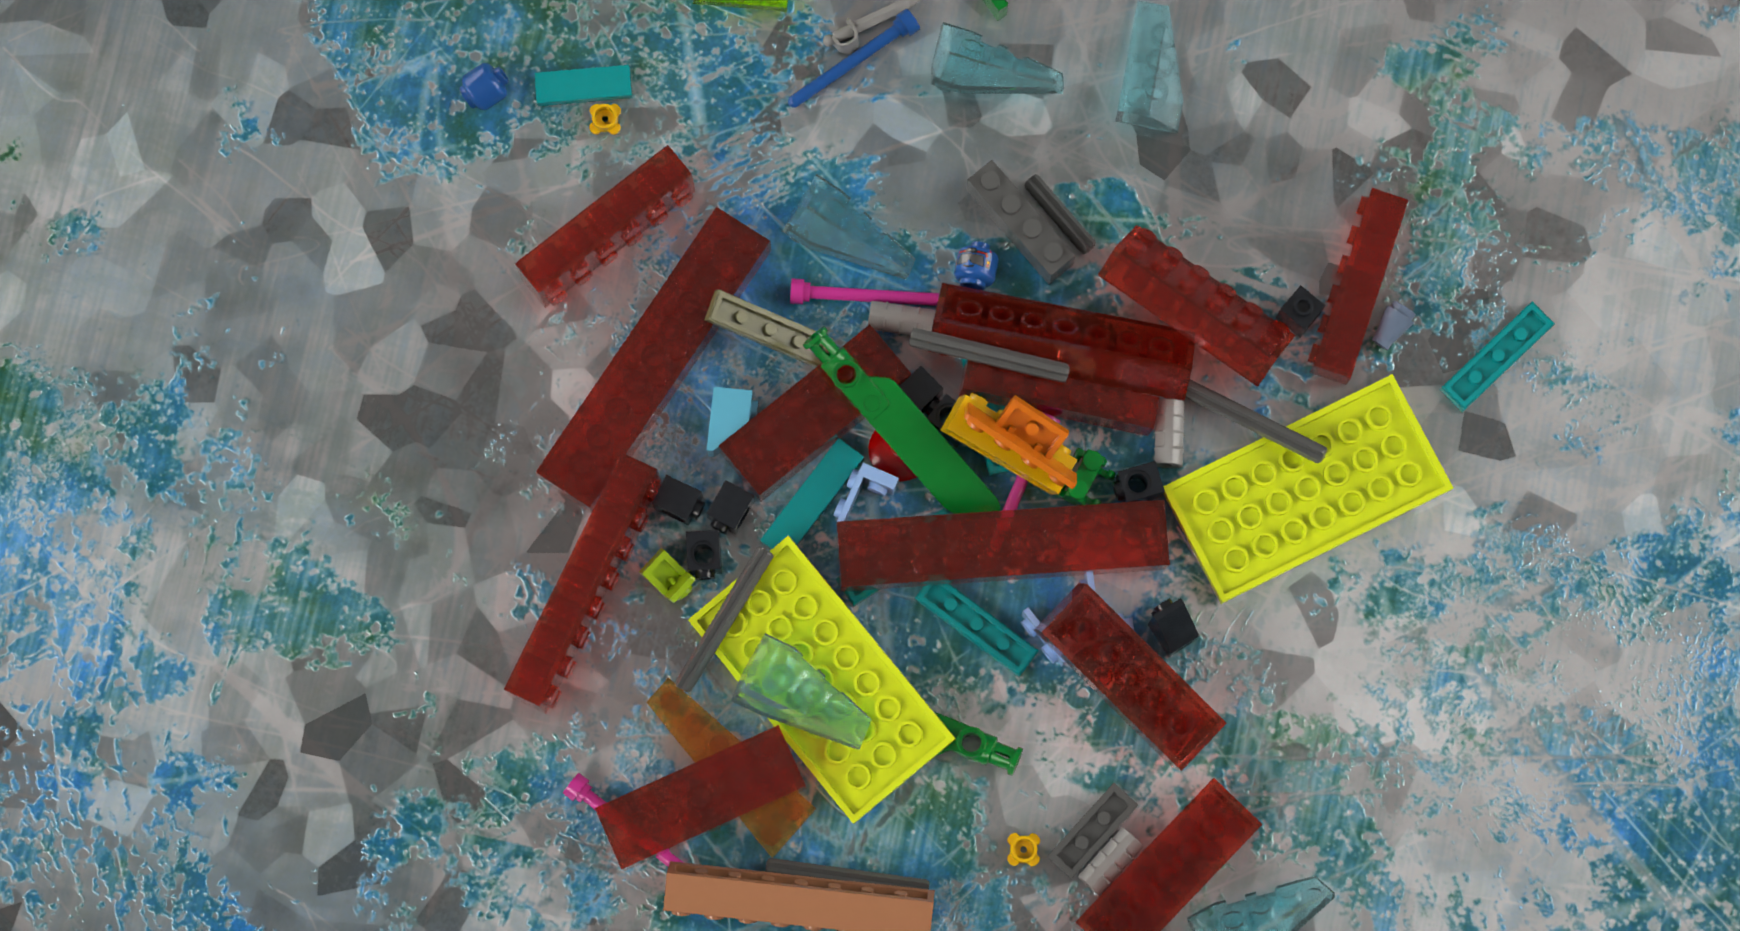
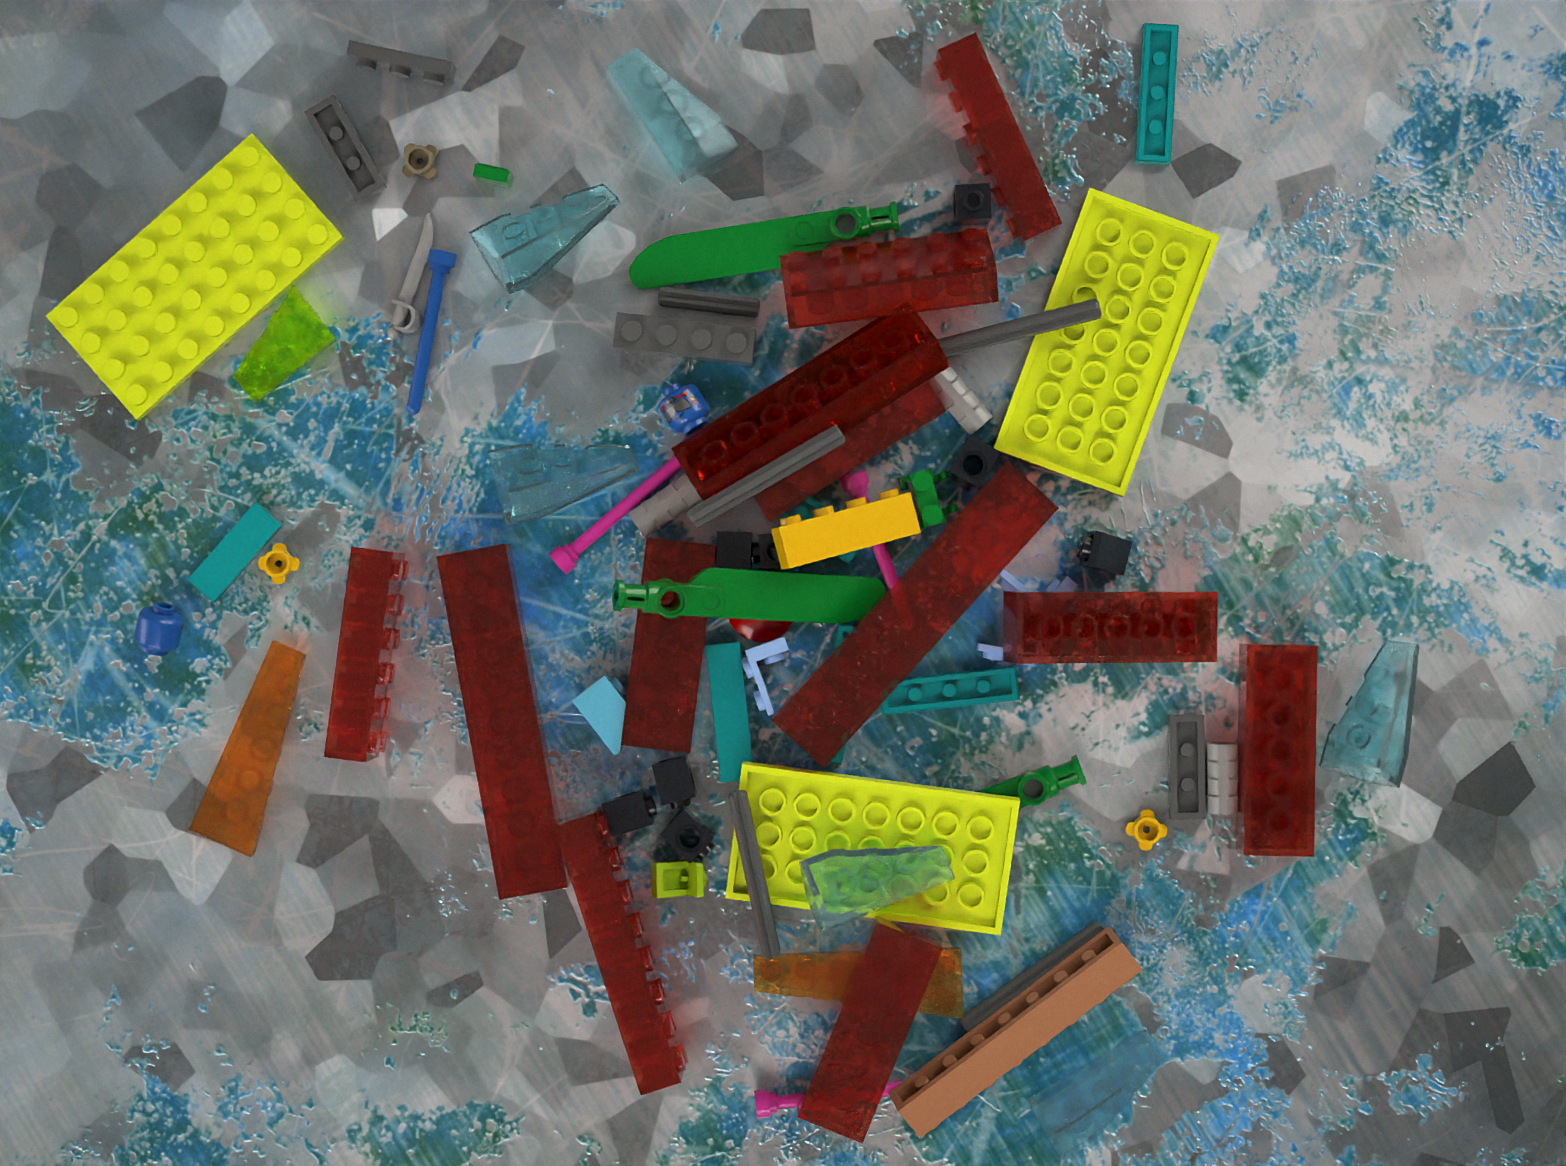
camera: 45 degrees left, 10 degrees up
(442, 236) = (244, 775): none -> clear orange wing
(761, 326) = (562, 617): olive tile -> none
(1028, 434) = (857, 514): orange bracket -> none
(1124, 203) = (750, 246): none -> green piece
(1393, 324) = (1053, 146): sand blue cone -> none

